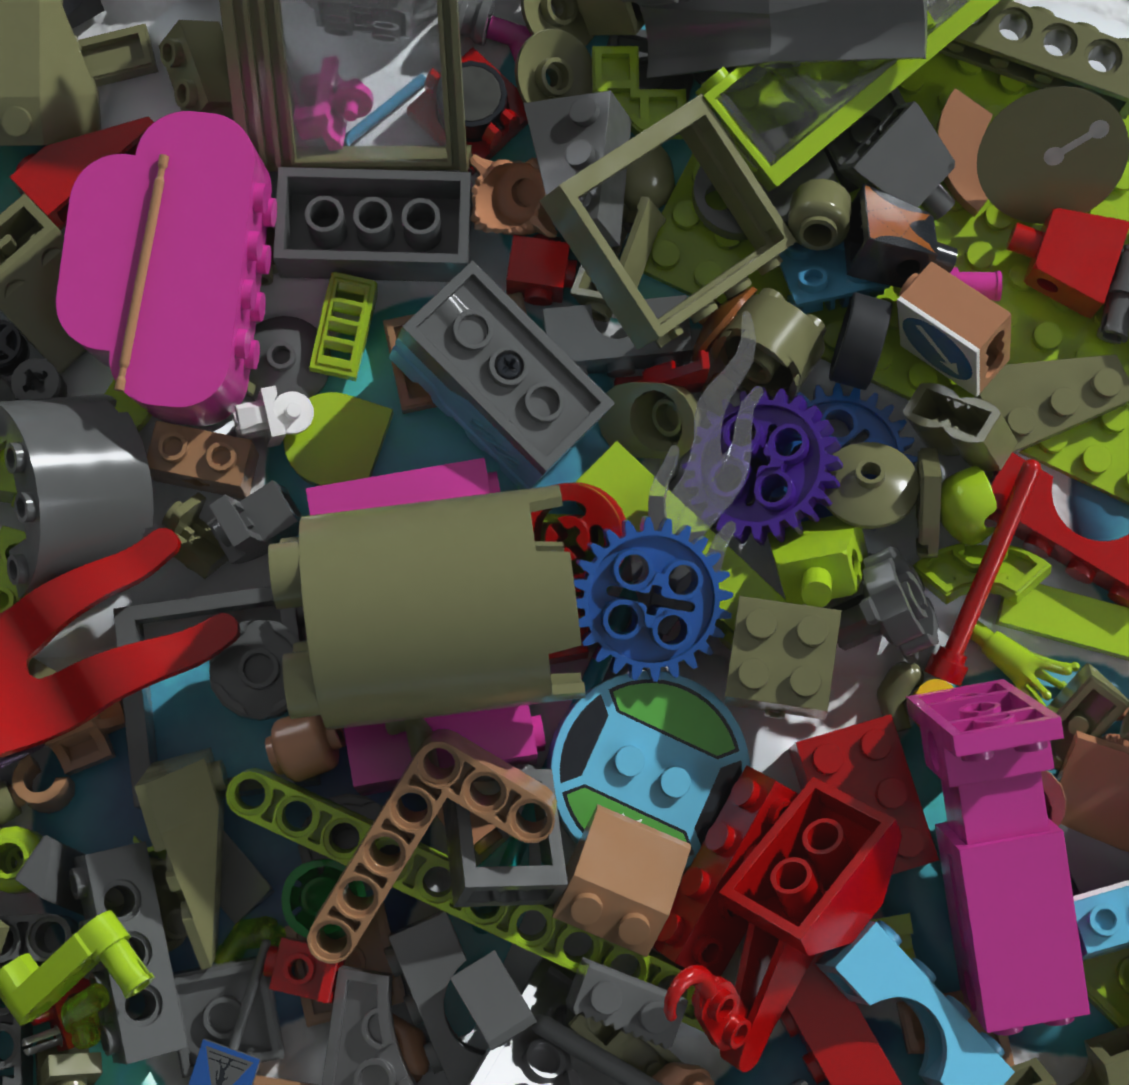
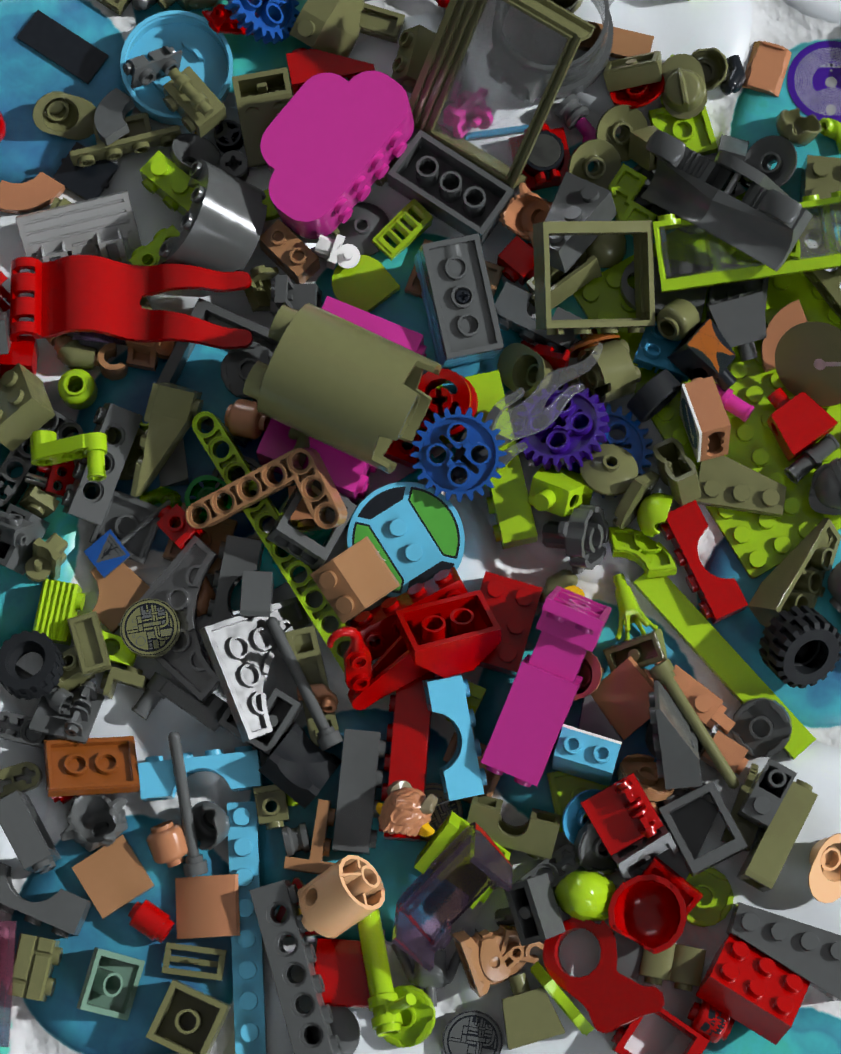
camera: 40 degrees right, 0 degrees up
(48, 873) = (88, 402): dark grey slope -> none
(81, 1015) = (61, 478): clear neon green arm -> none
(141, 273) = (312, 143): medium nougat piece -> none
(623, 1003) = (315, 633): dark grey brick -> none
(782, 658) = (505, 524): olive brick -> none
(949, 660) = (593, 585): red piece -> none

